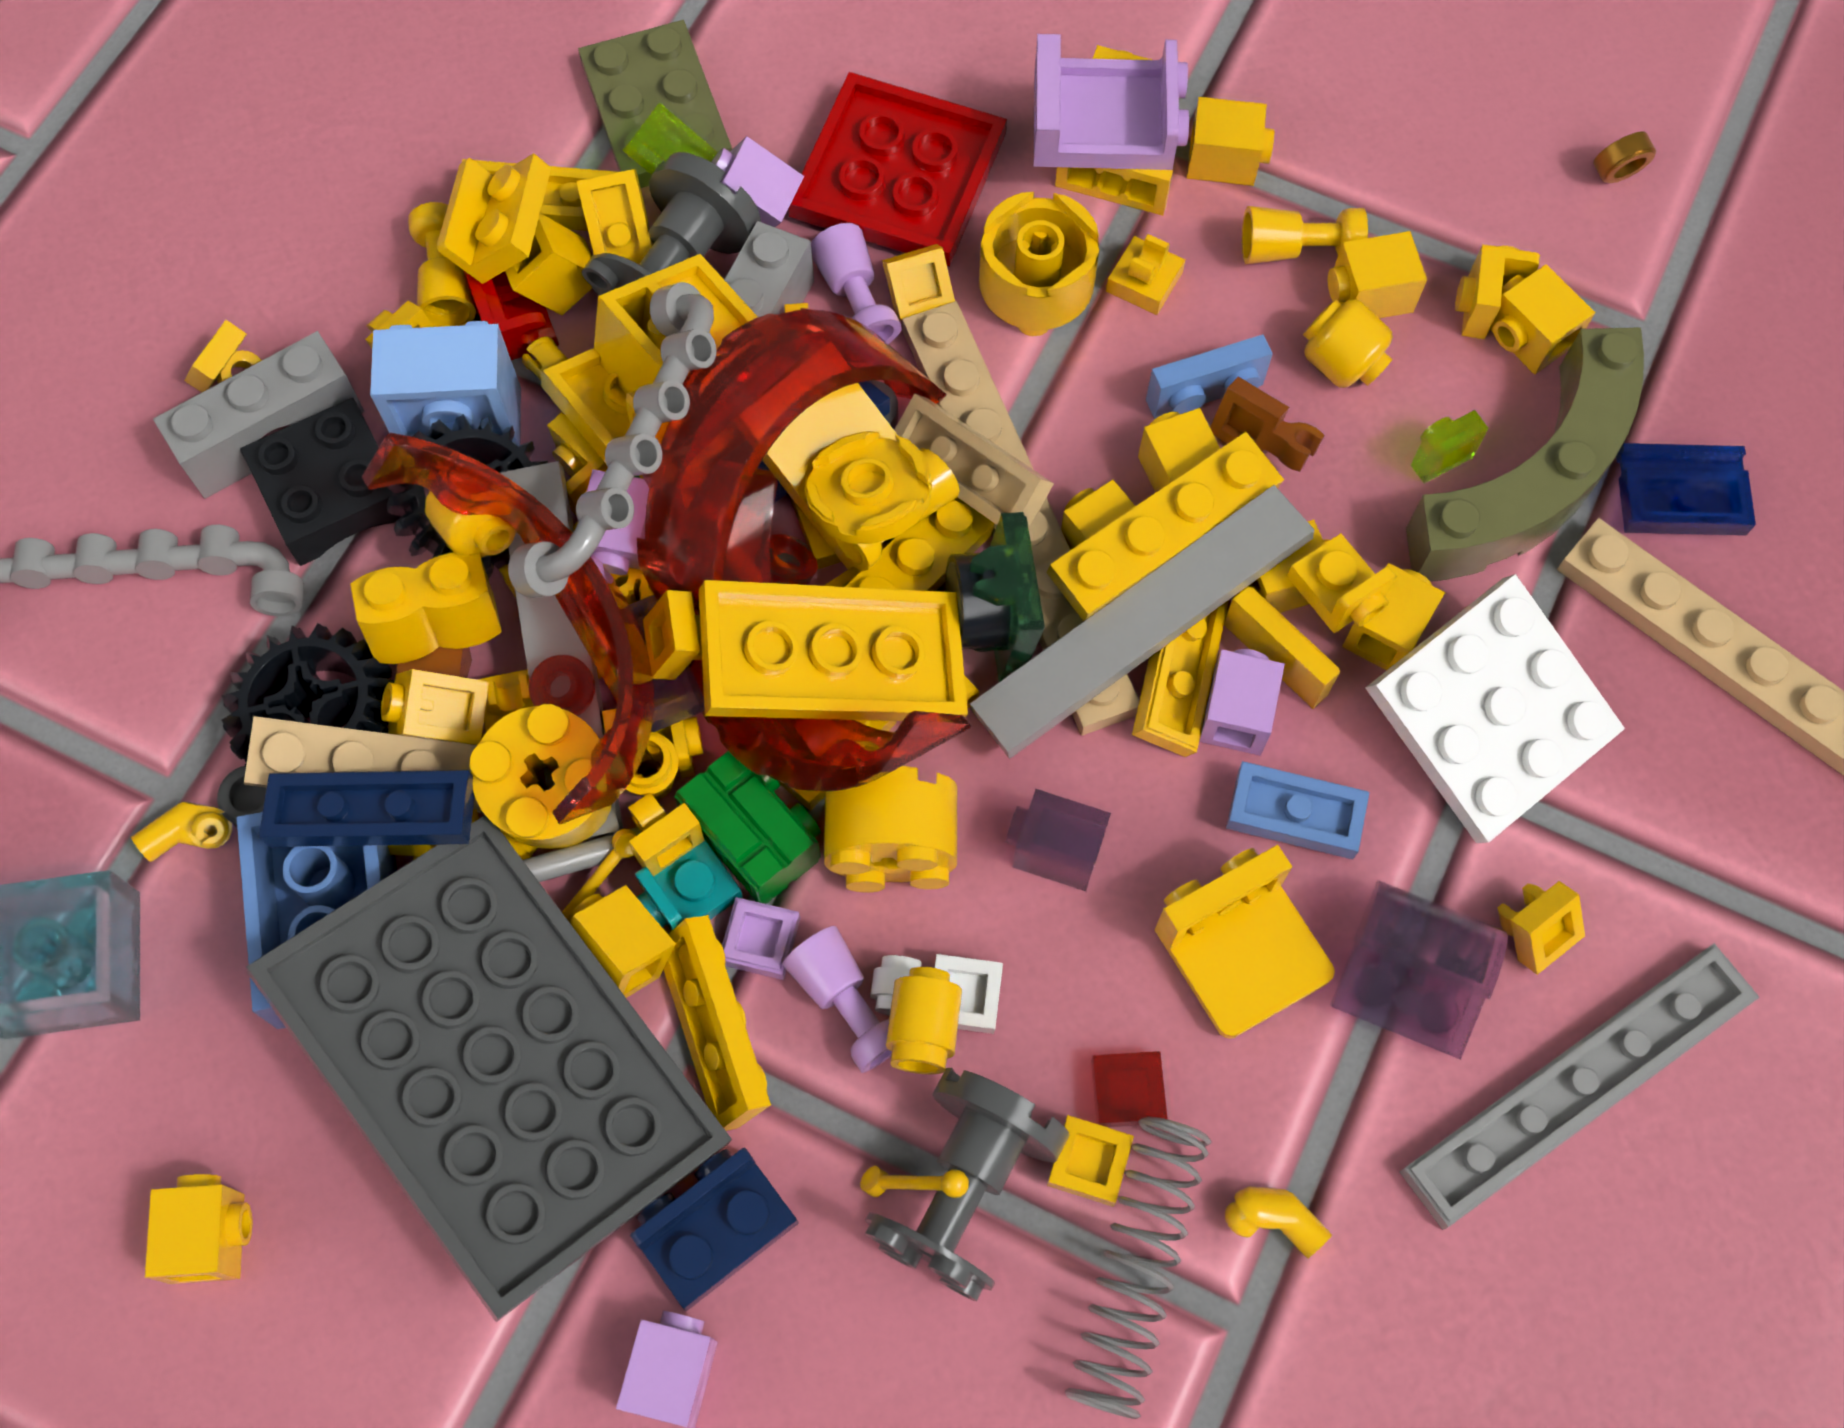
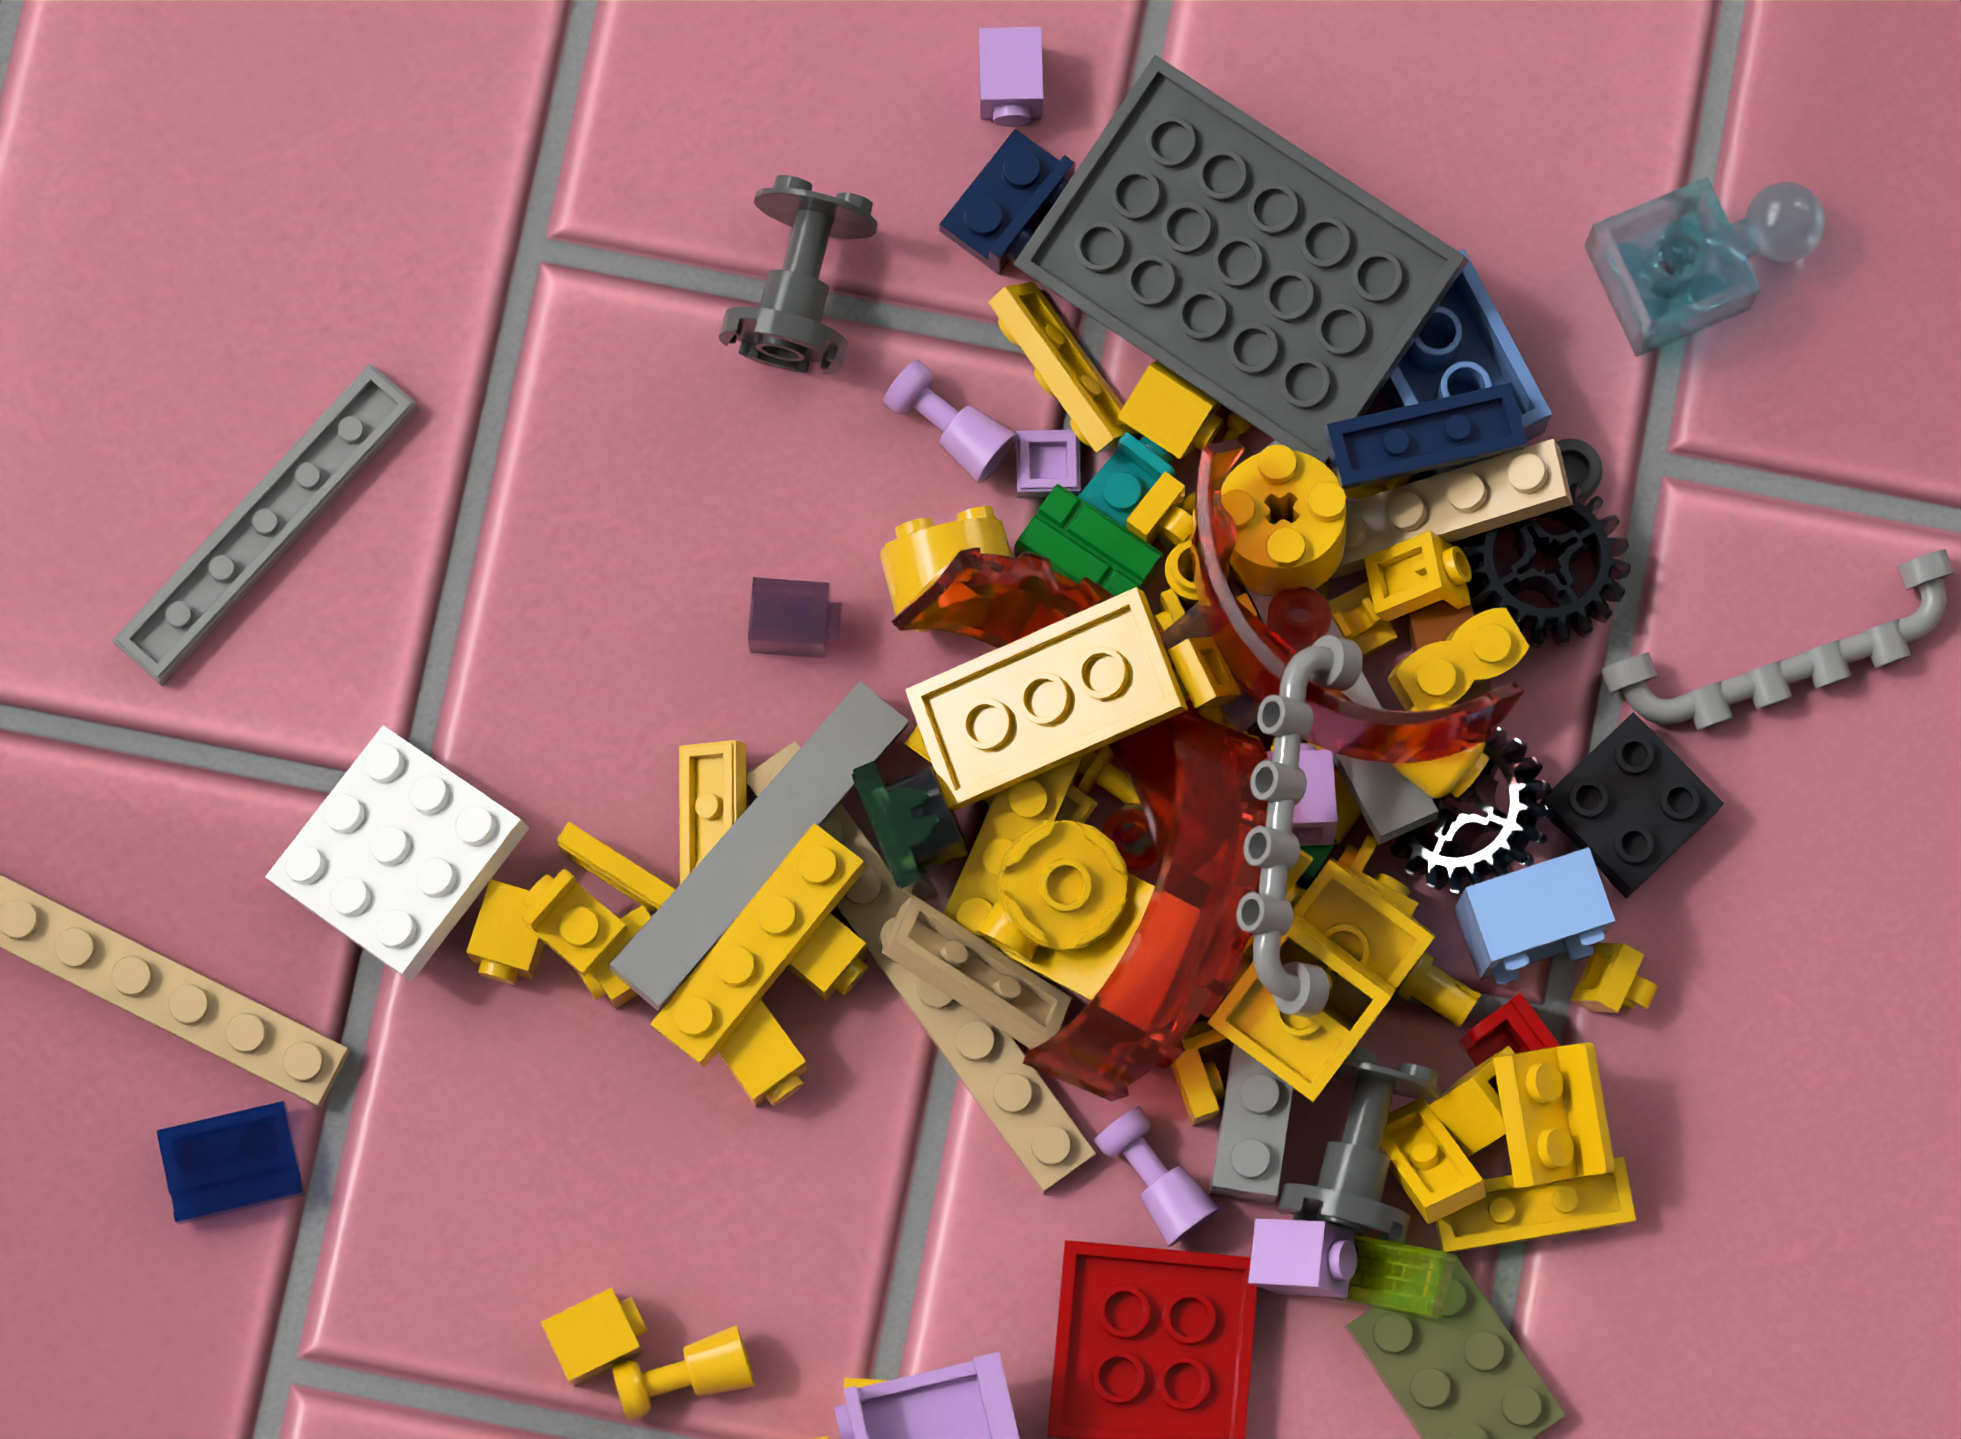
camera: 165 degrees right, 10 degrees up
(184, 824) = (1618, 429): yellow arm -> none
(197, 1231) = (1449, 81): yellow brick -> none
(220, 357) = (1799, 909): yellow tile -> none
(242, 409) = (1723, 853): light grey arch -> none
(440, 283) = (1631, 1126): yellow piece -> none
(876, 1181) = (879, 275): yellow hinge -> none
(918, 281) = (1089, 1199): yellow plate -> none
(923, 1021) = (871, 399): yellow brick -> none
(977, 978) = (848, 453): white plate -> none
(1038, 261) = (956, 1209): yellow brick -> none
(1091, 1161) = (693, 338): yellow plate -> none
(1116, 1404) = (610, 341): light grey piece -> none
(1128, 1088) = (675, 413): clear red tile -> none
(1146, 273) = (847, 1287): yellow tile -> none
(1206, 376) = (727, 1175): medium blue plate -> none
(1242, 701) = (645, 804): lavender brick -> none
(1243, 942) = (596, 563): yellow bracket -> none
(1262, 417) = (694, 1120): dark orange plate -> none
(1276, 1210) = (522, 340): yellow arm -> none
(1298, 810) = (571, 709): medium blue plate -> none
(1348, 343) = (611, 1242): yellow head -> none
(1420, 969) = (430, 582): clear purple brick -> none
(1448, 445) = (486, 1146): clear neon green plate -> none
(1481, 290) = (478, 1346): yellow bracket -> none
(1512, 514) = (367, 1131): olive brick -> none
(1539, 318) = (412, 1328): yellow brick -> none
(1545, 926) = (318, 651): yellow tile -> none

